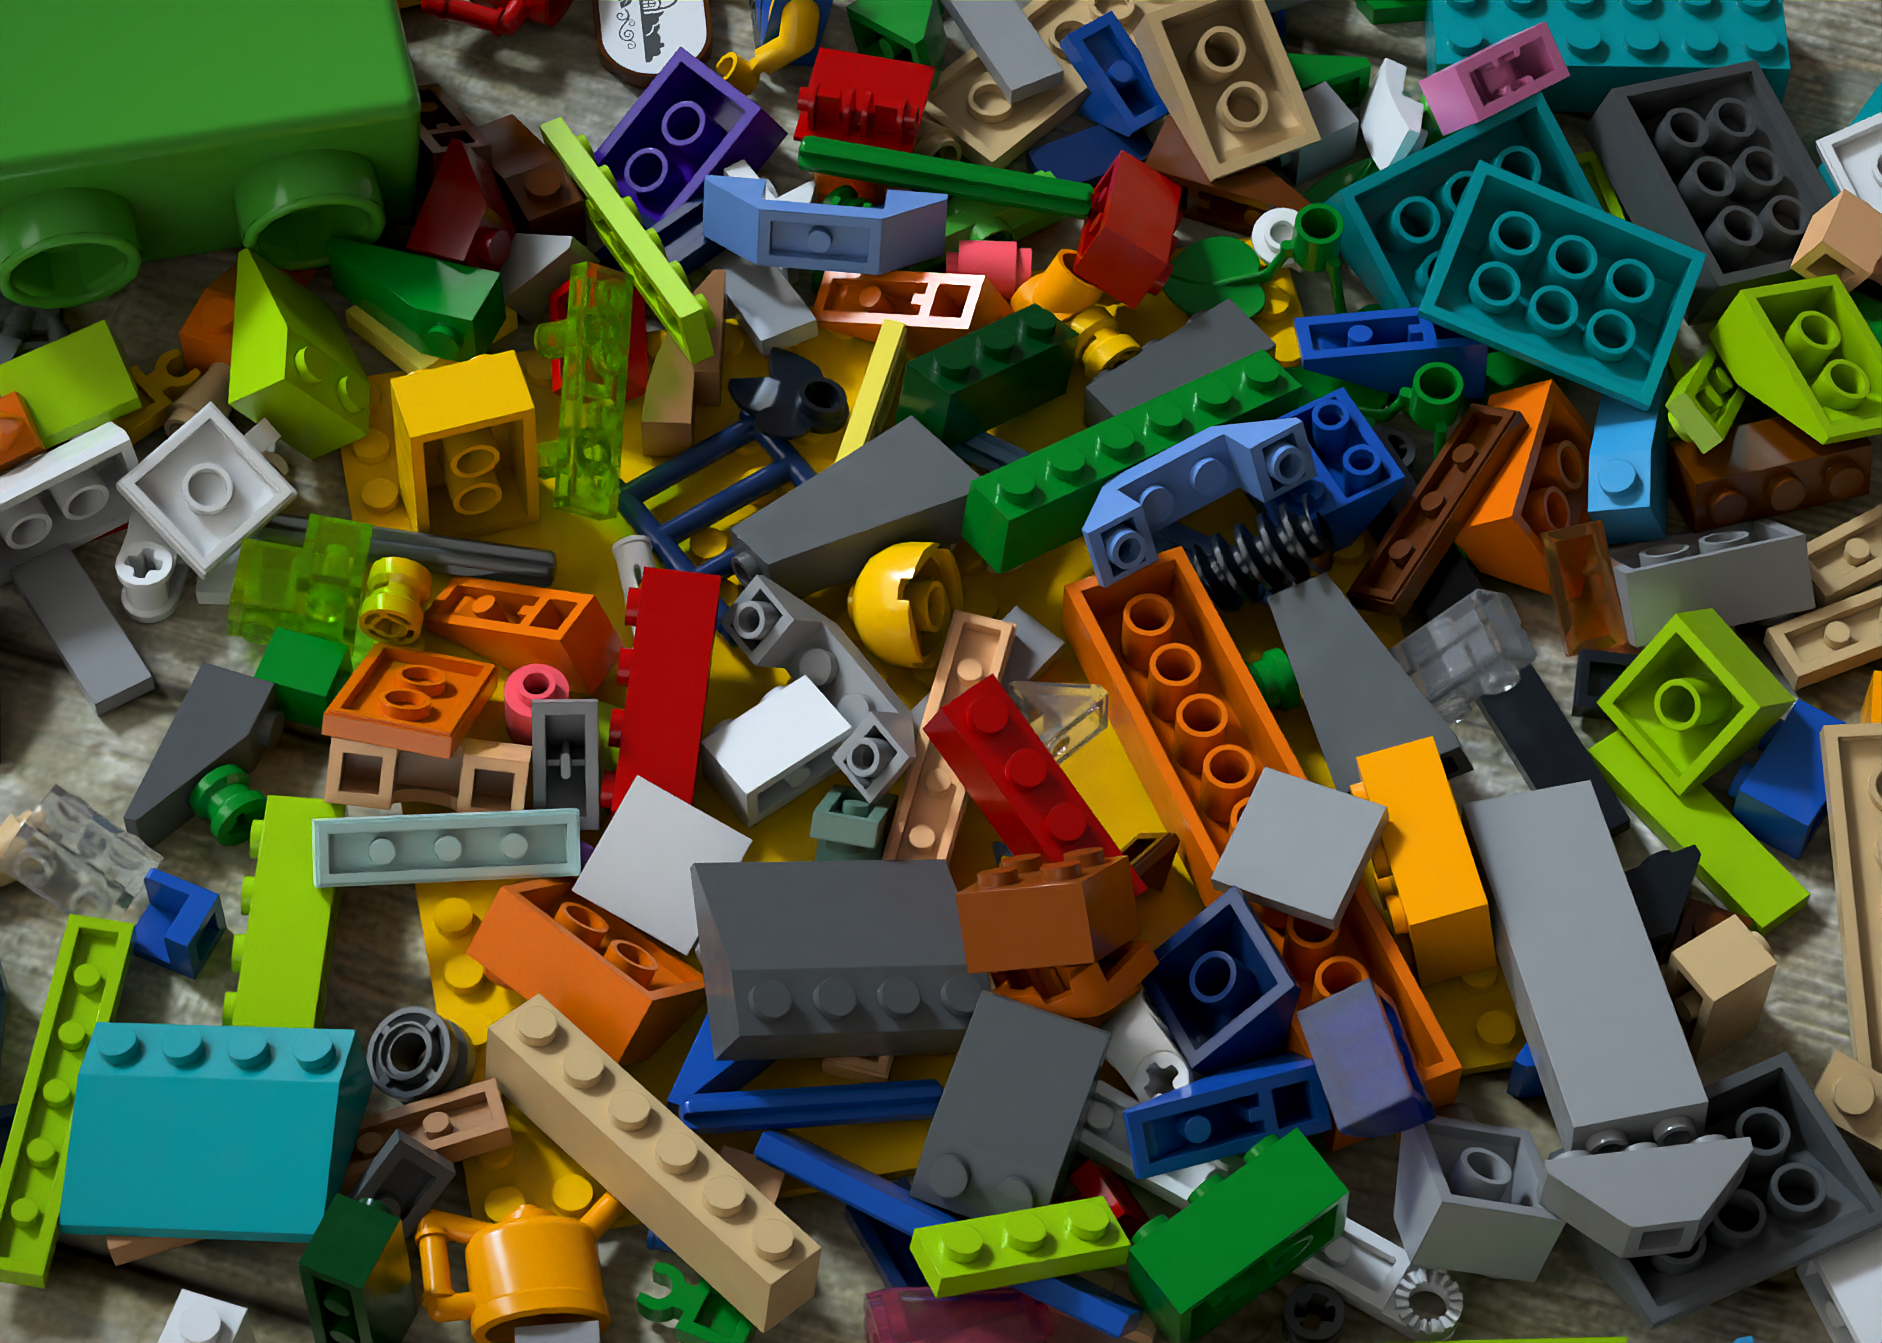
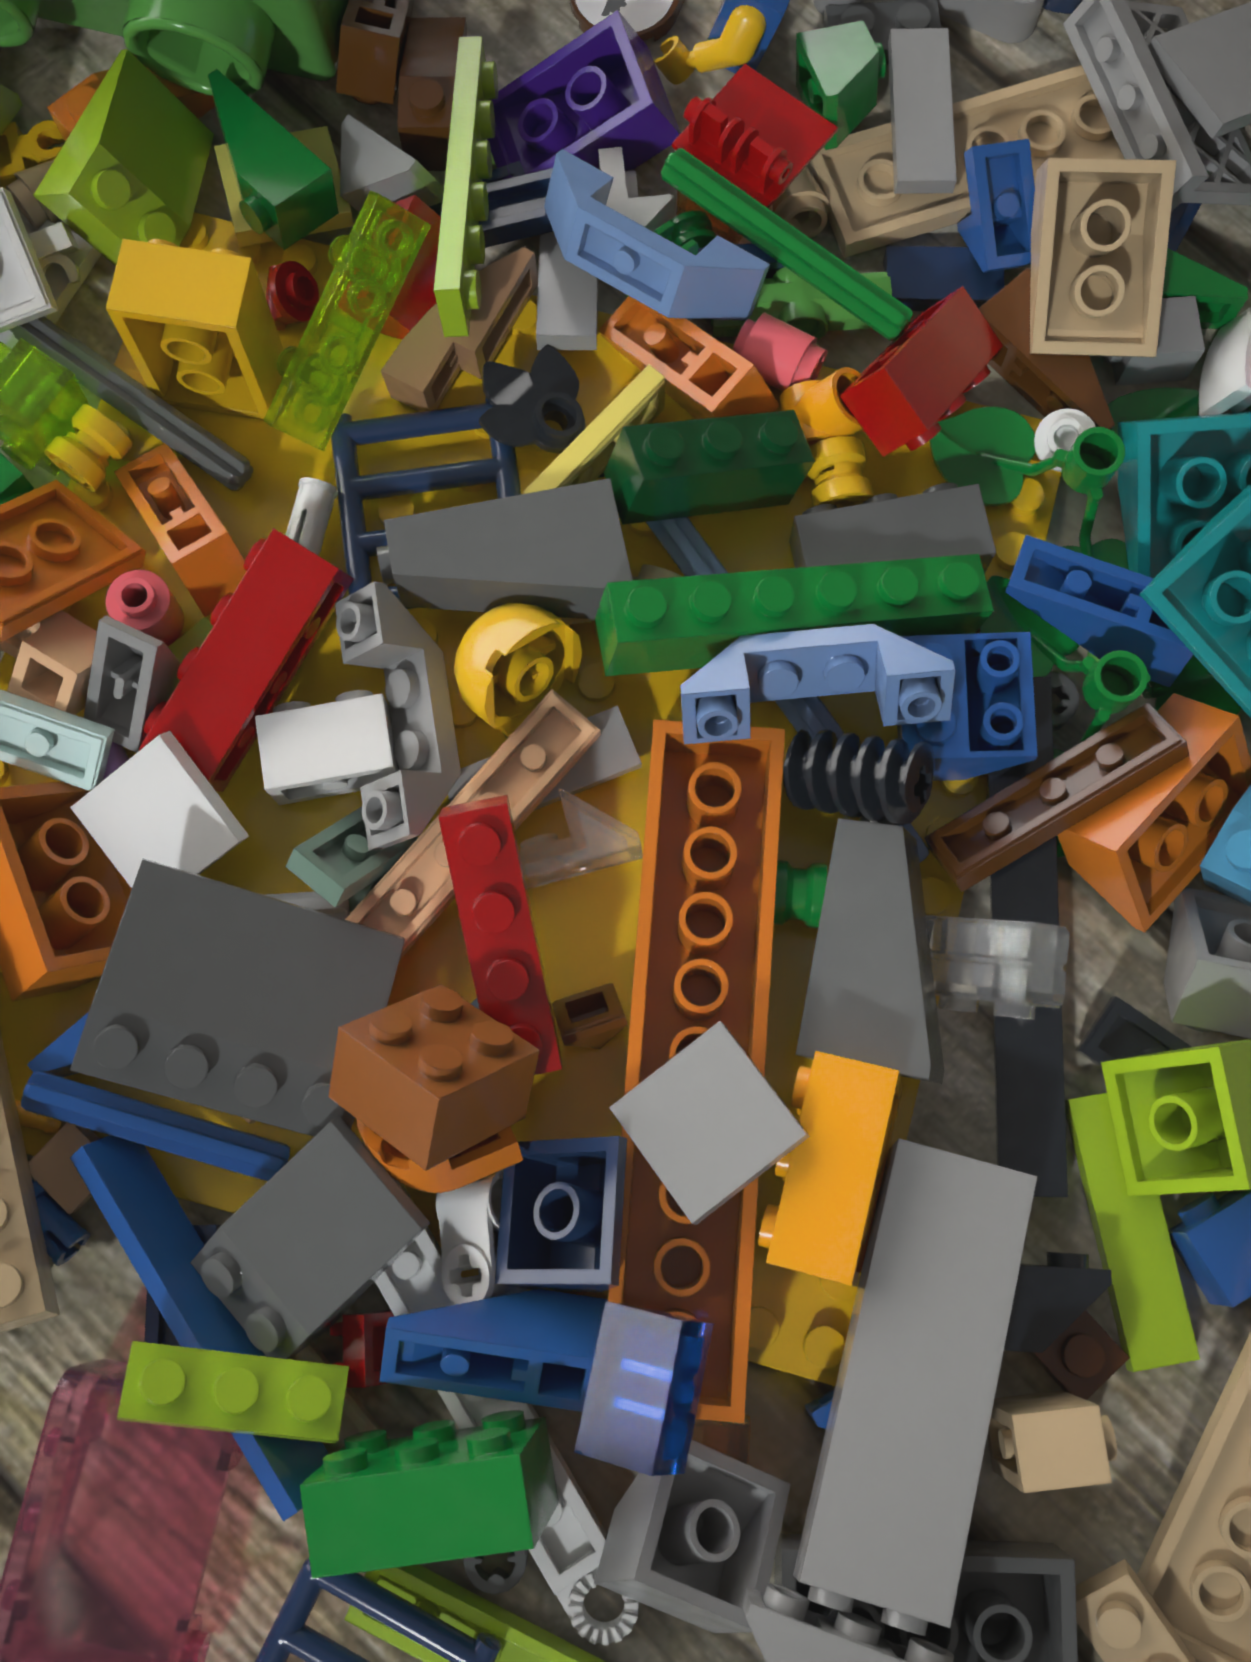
camera: 30 degrees right, 20 degrees up
(464, 214) = (339, 97): dark red slope -> none
(1583, 587) = (1153, 939): clear orange slope -> none

